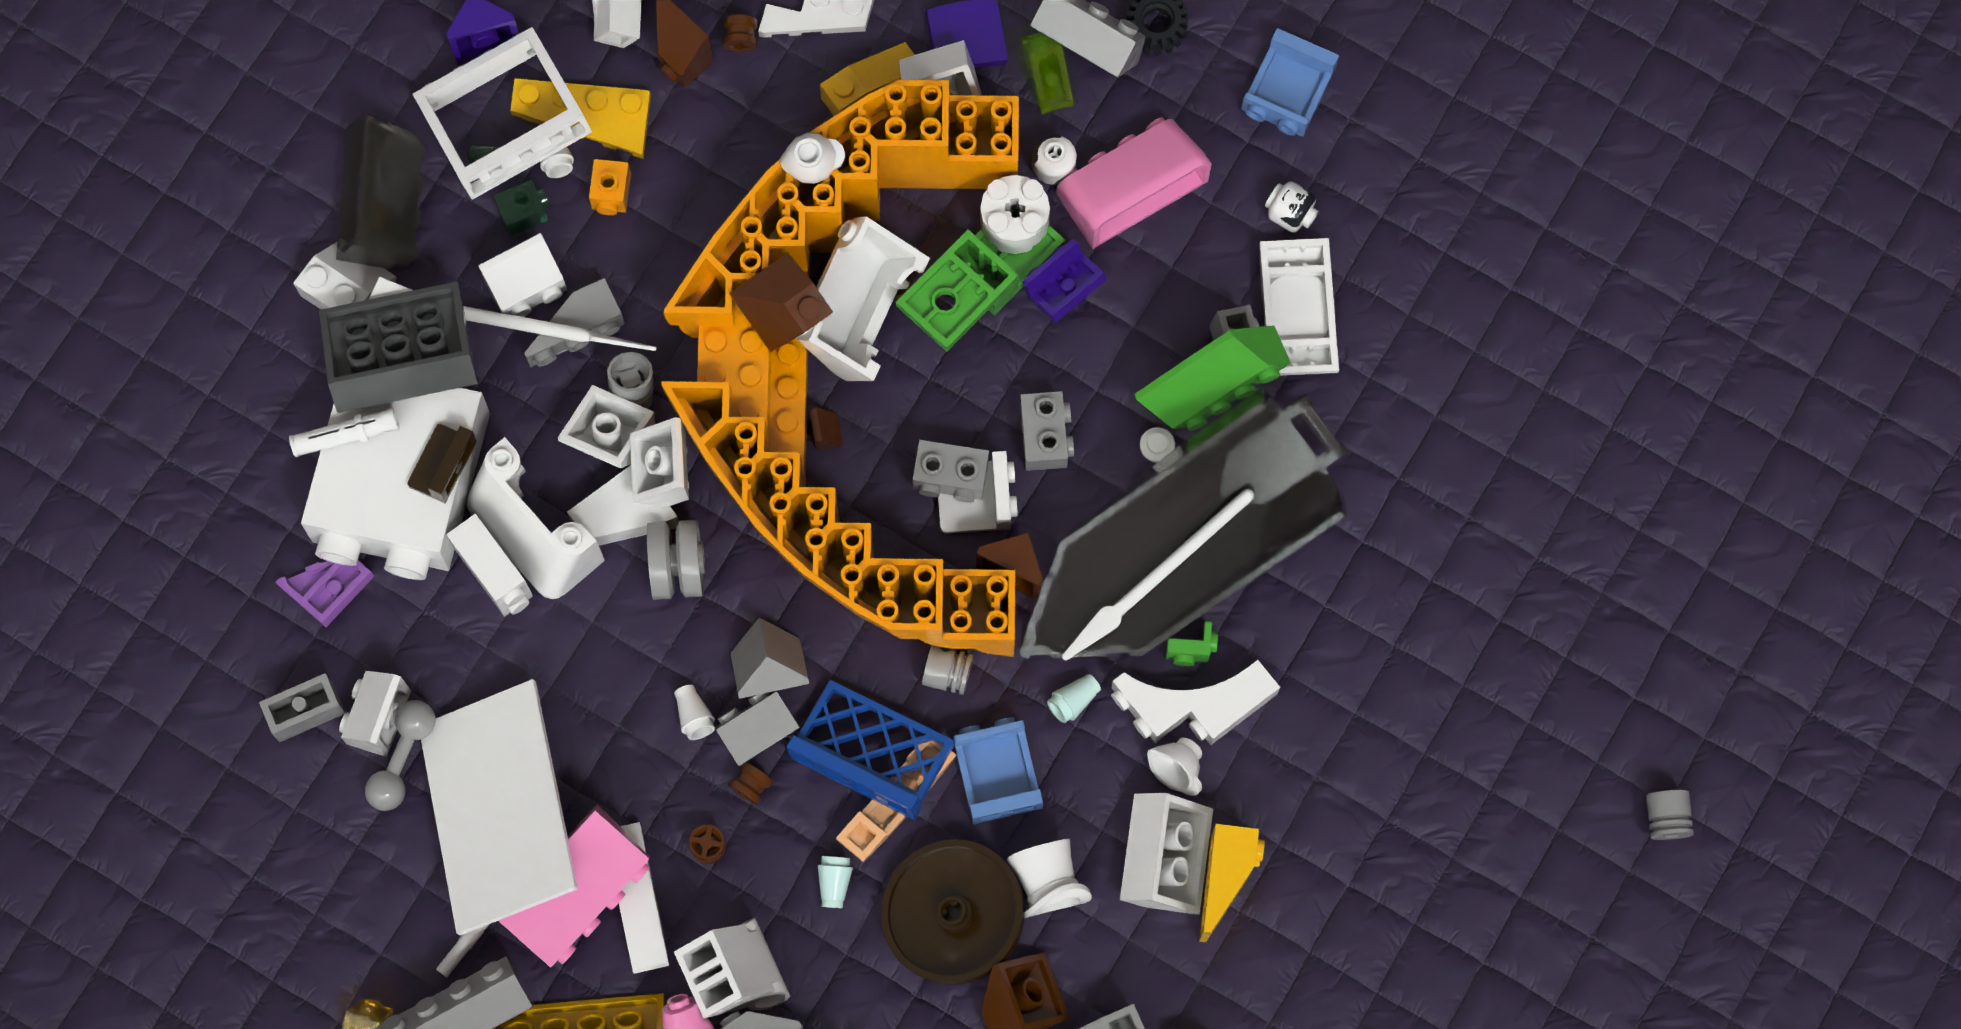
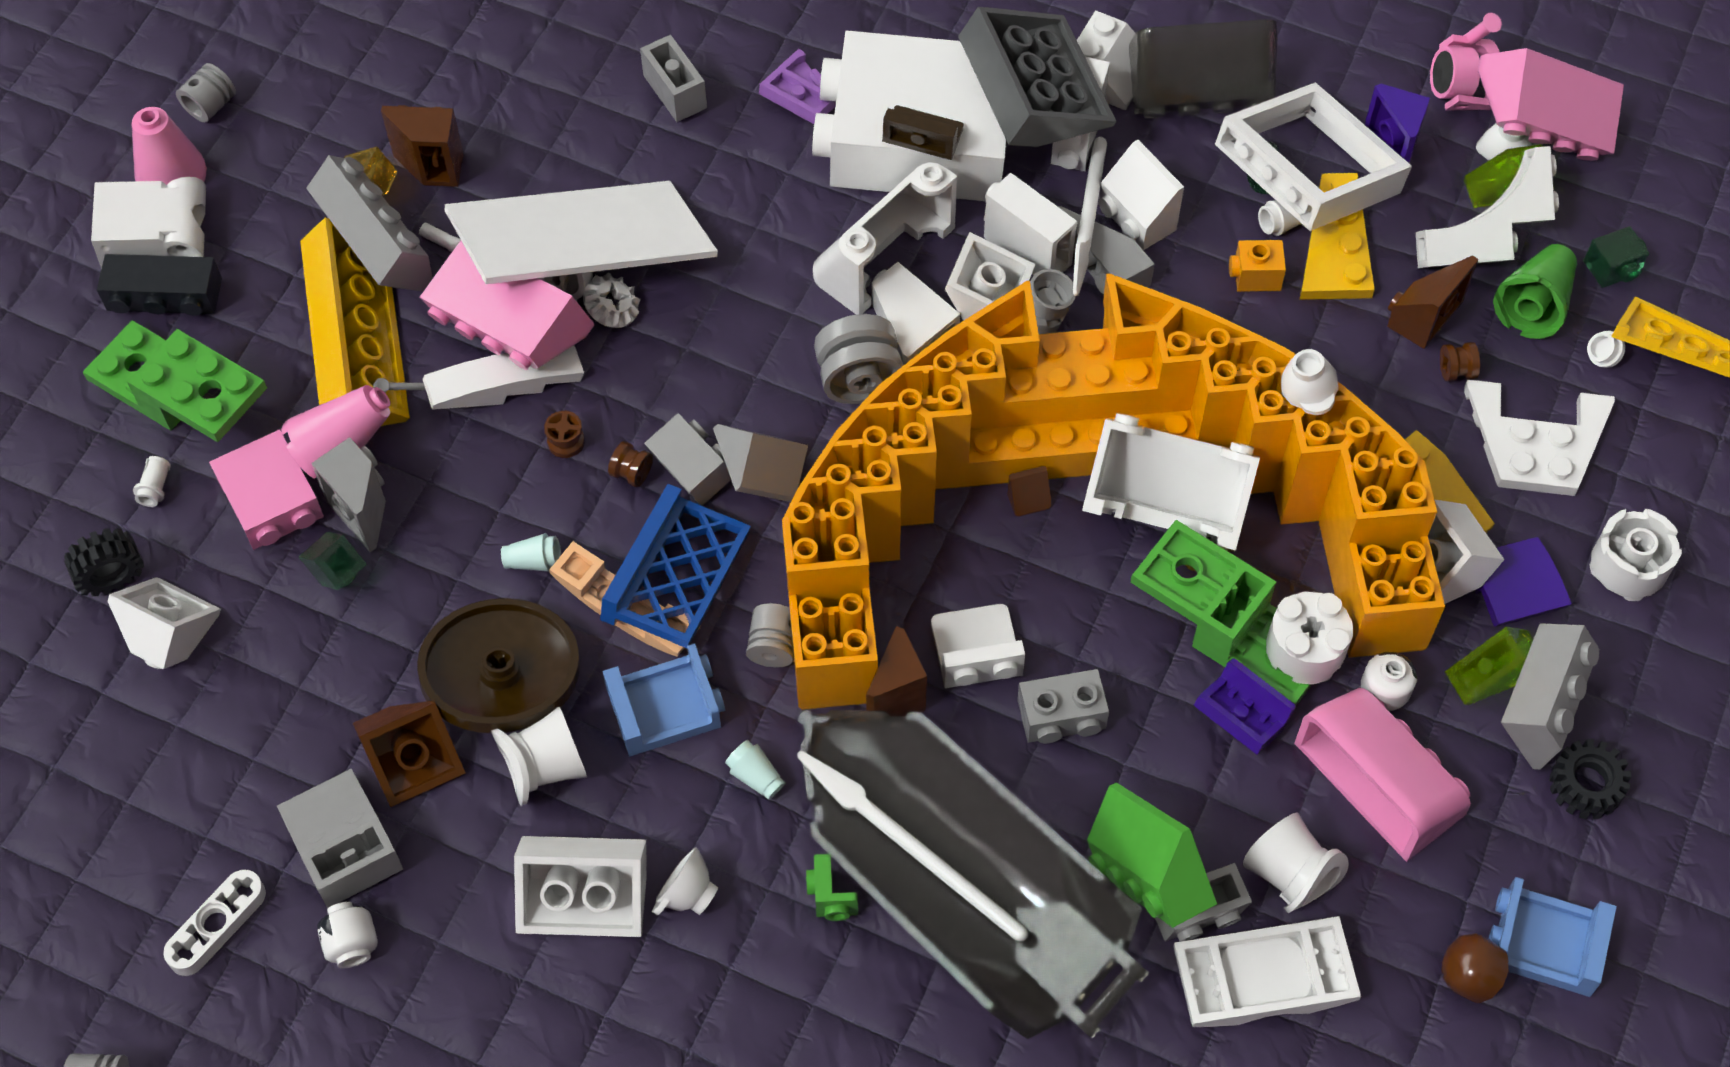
camera: 85 degrees right, 15 degrees down
(352, 960) = (425, 142): none -> reddish brown slope
(355, 429) = (946, 57): white pin -> none
(373, 713) = (673, 139): white slope -> none
(386, 788) = (667, 165): light grey piece -> none
(490, 566) = (831, 203): white brick -> none
(522, 207) = (1218, 193): clear green brick -> none
(546, 385) = (1029, 225): none -> white brick
(577, 789) = (603, 309): none -> white gear
(639, 1010) = (384, 385): none -> light grey hinge
(660, 464) = (938, 315): white slope -> none
(693, 713) = (703, 404): white cone -> none
(732, 970) = (422, 456): white piece -> none
(780, 302) = (1140, 379): reddish brown slope -> none
(950, 471) = (998, 605): light grey brick -> none
(1156, 444) = (1070, 827): white plate -> none
(1211, 709) = (753, 916): white arch -> none
(1215, 266) = (1295, 862): none -> white hat
(1230, 863) = (555, 943): yellow slope -> none
(1291, 206) = (1393, 953): white head -> none
(1312, 146) = (1475, 967): none -> reddish brown hair

